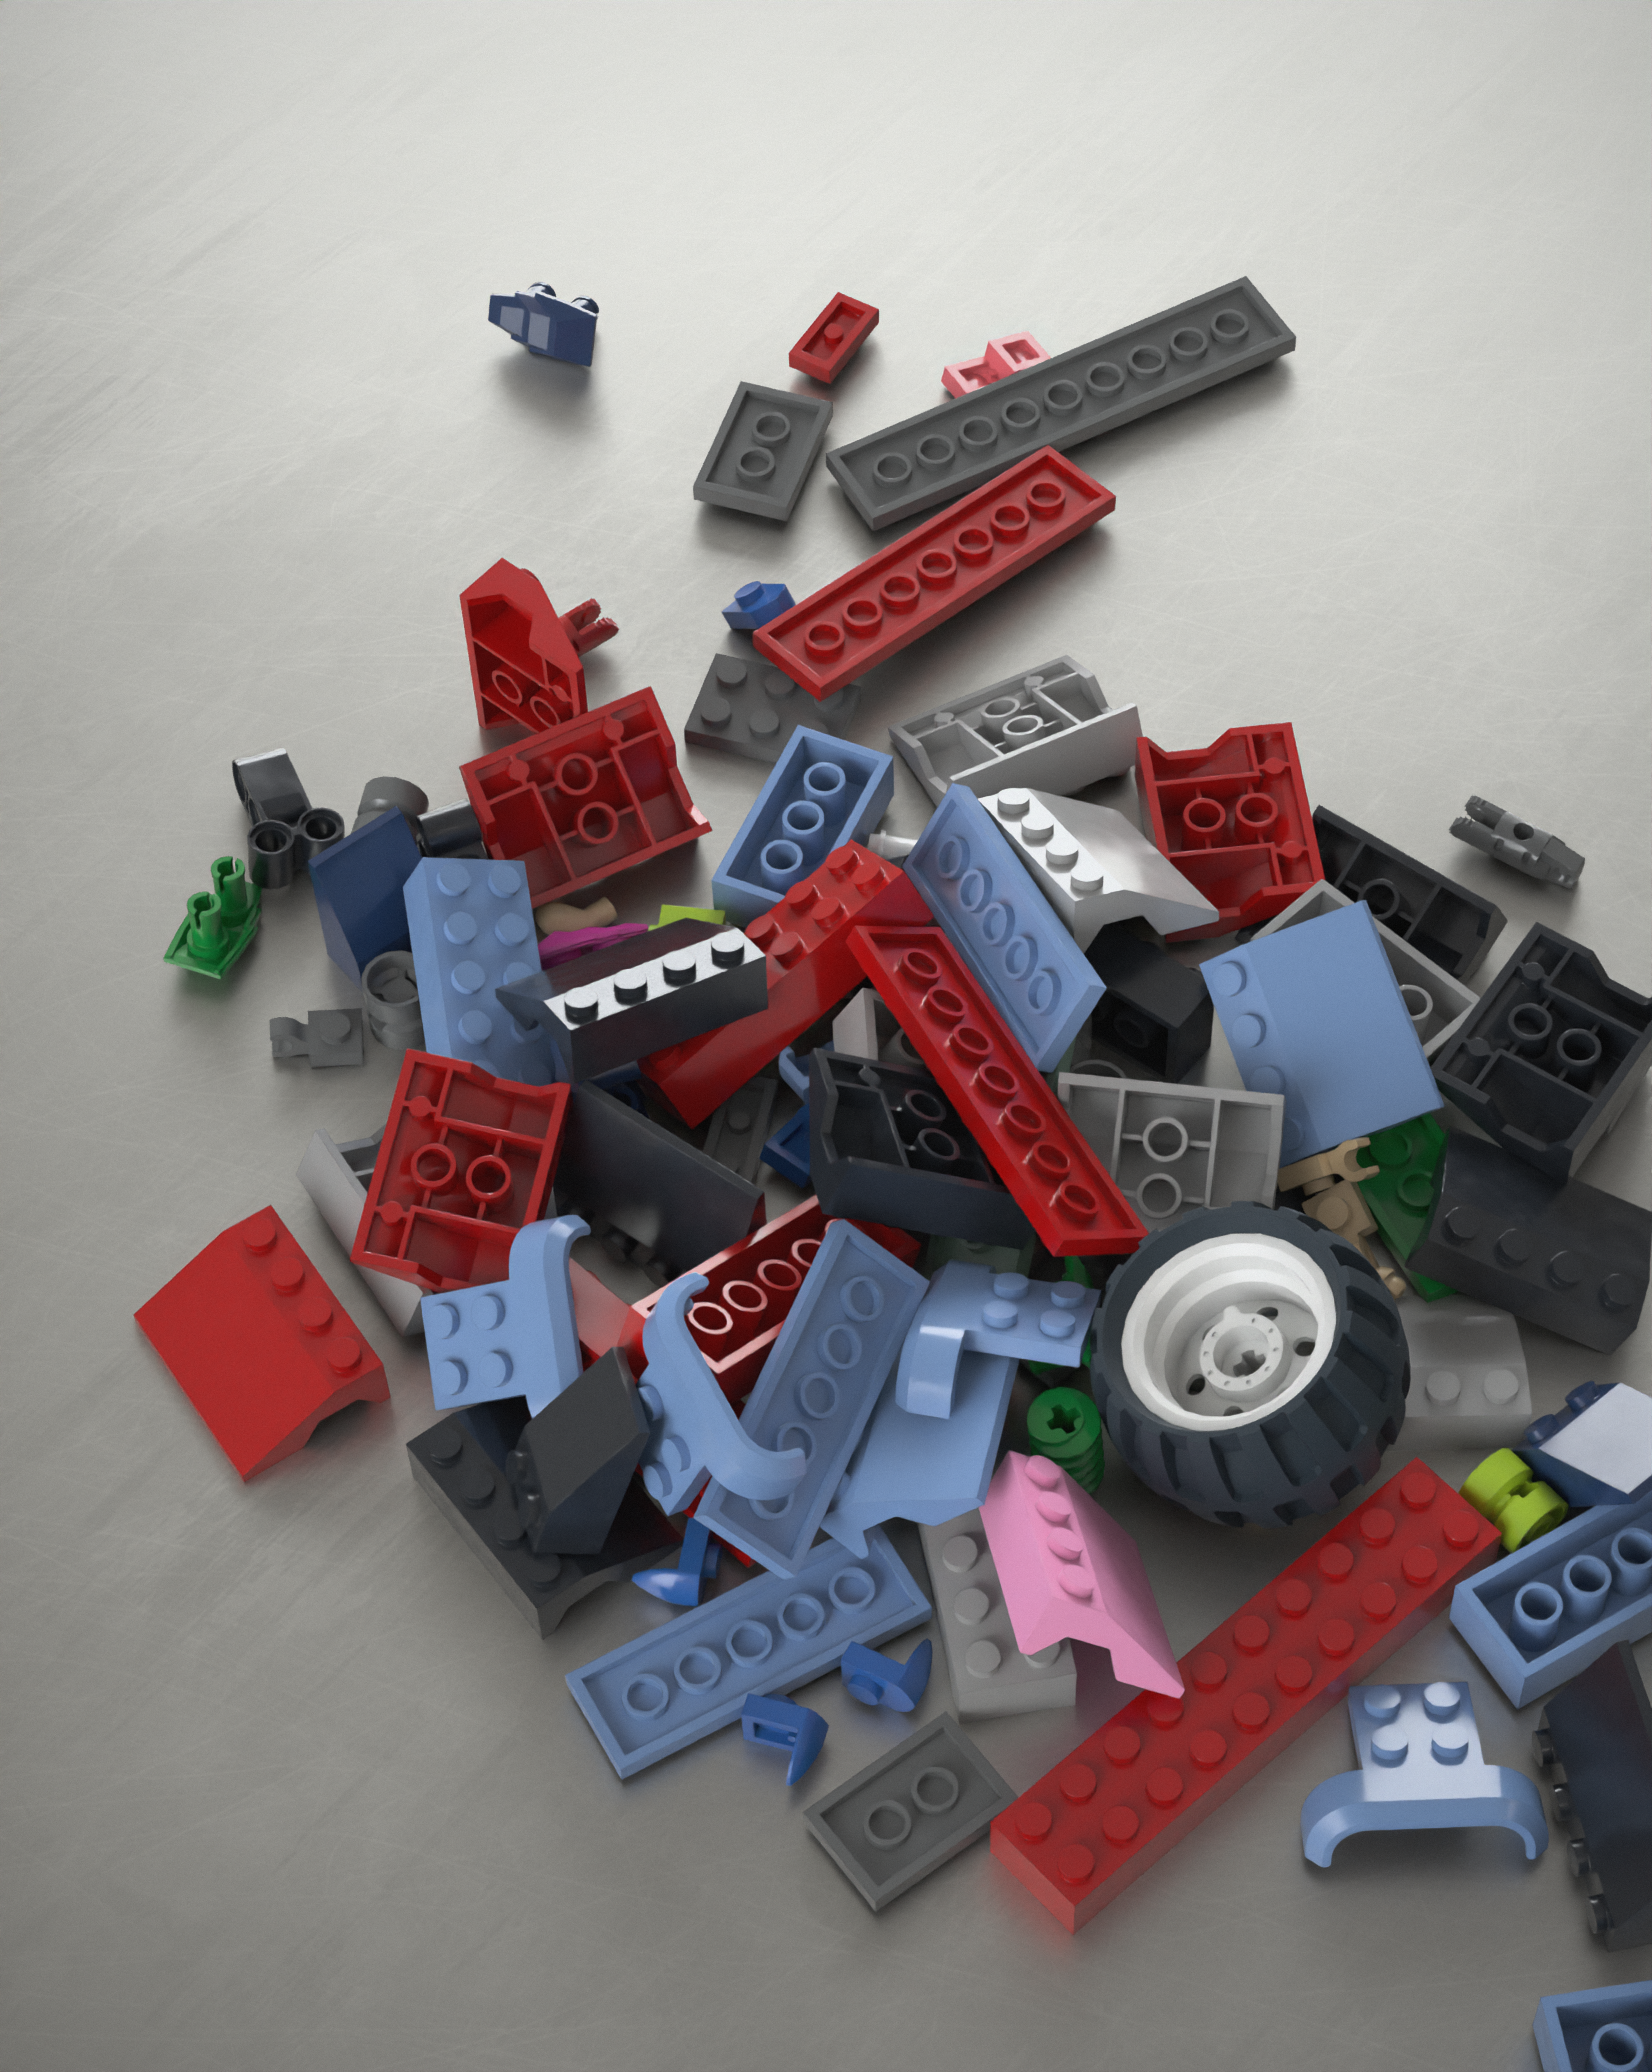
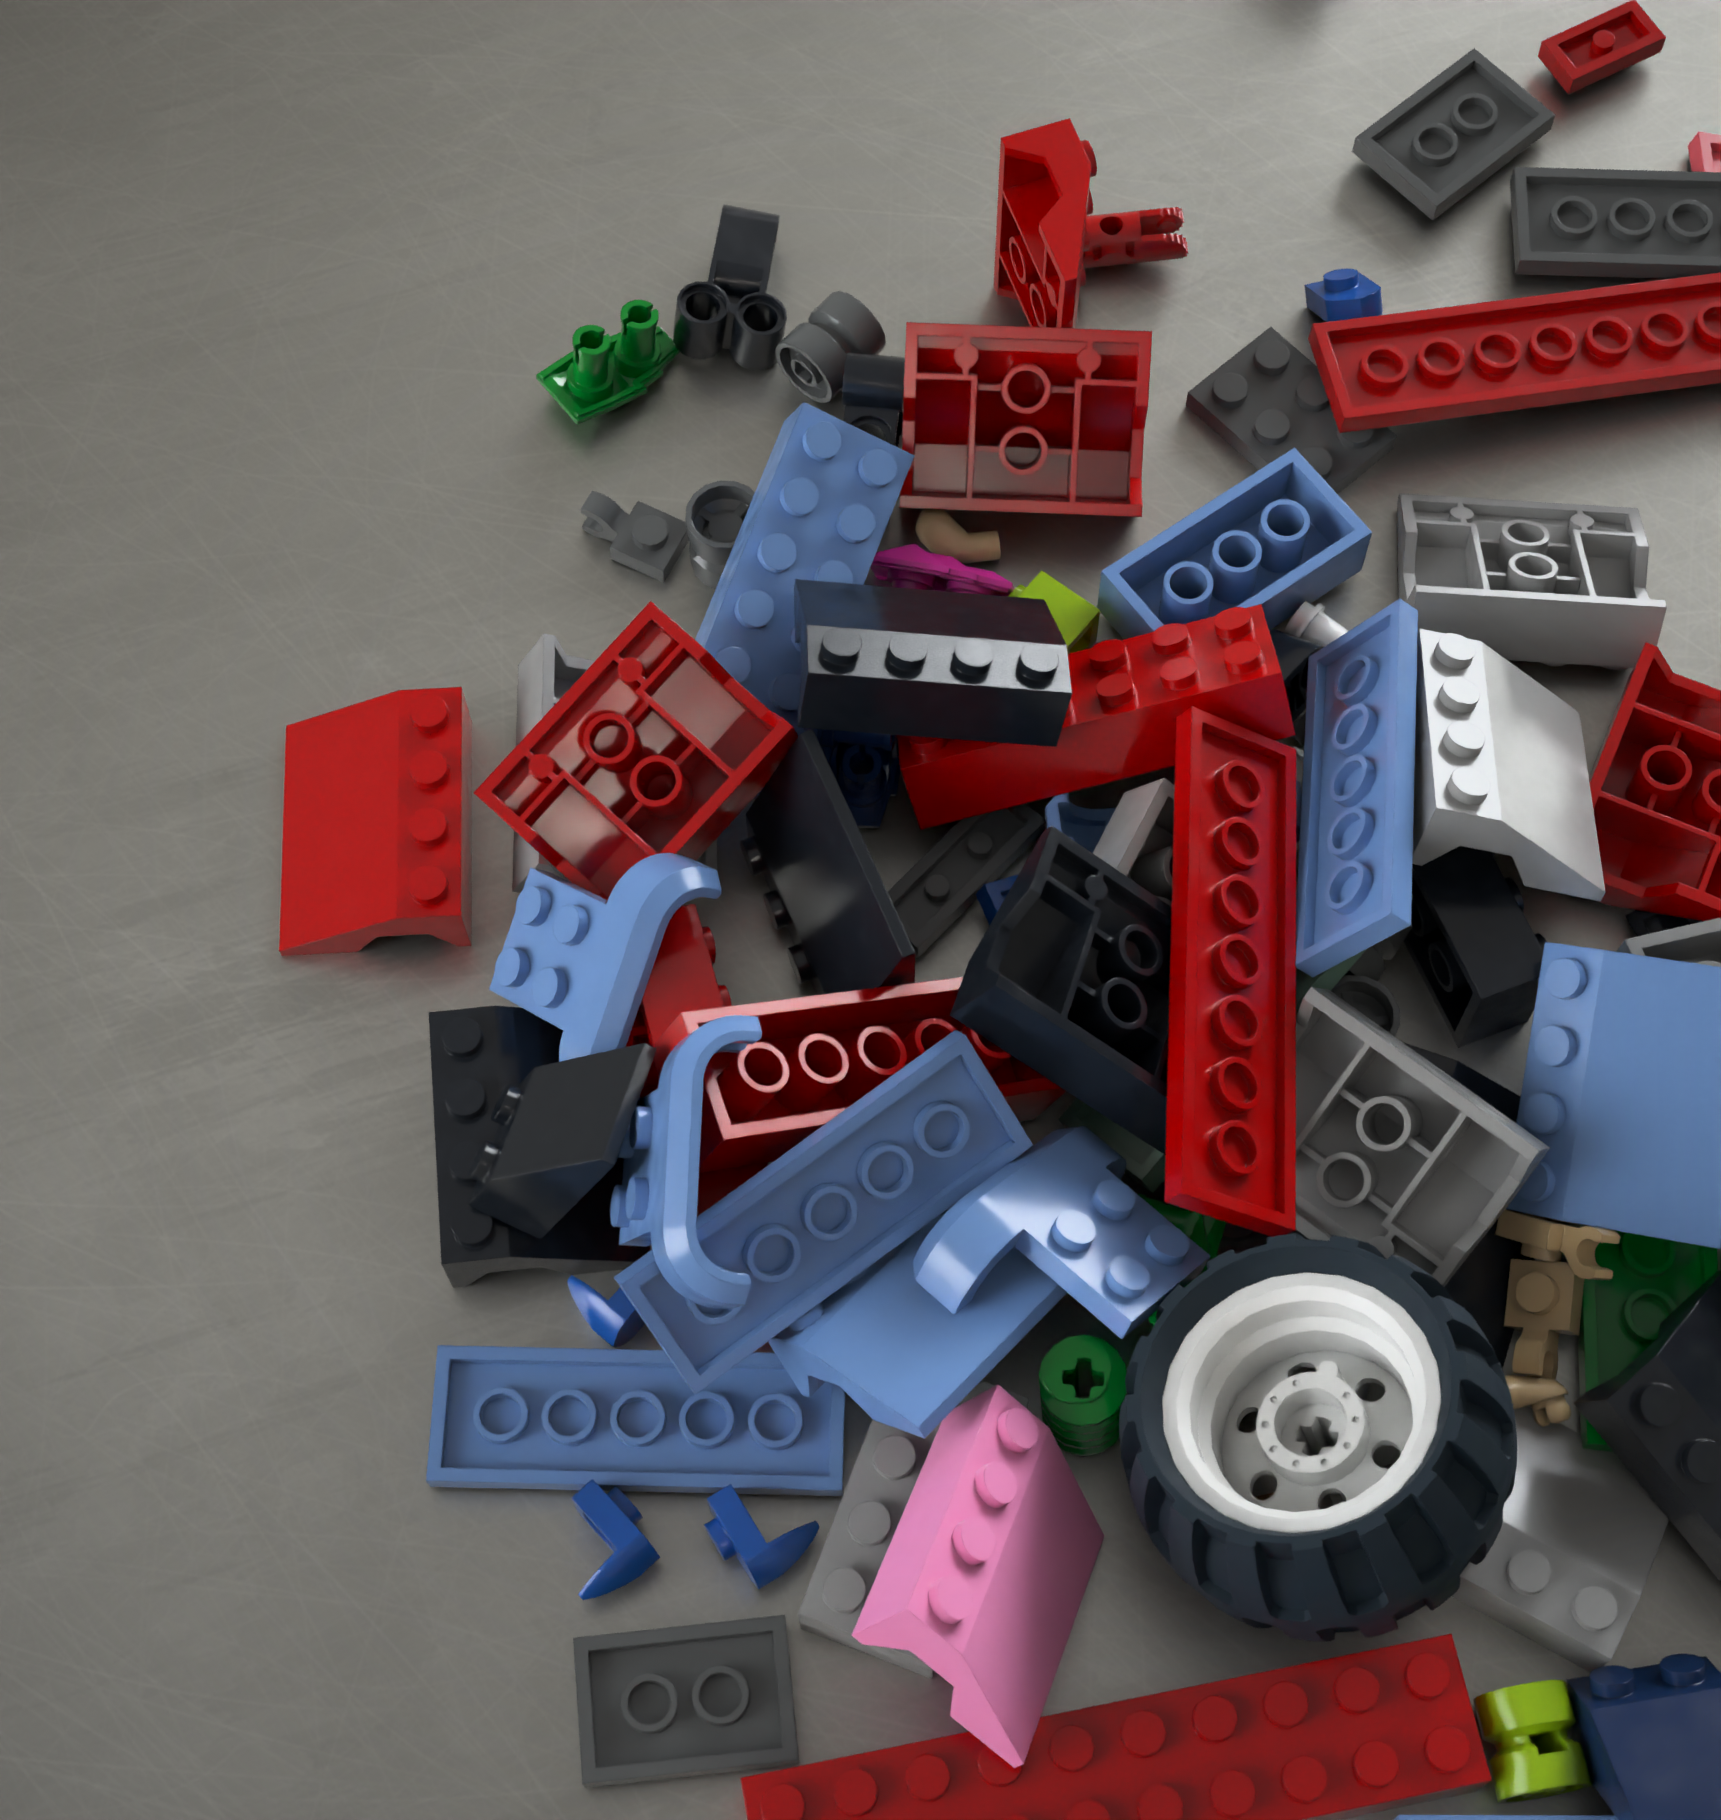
camera: 30 degrees right, 10 degrees up
(362, 892) = (745, 397): dark blue slope -> none

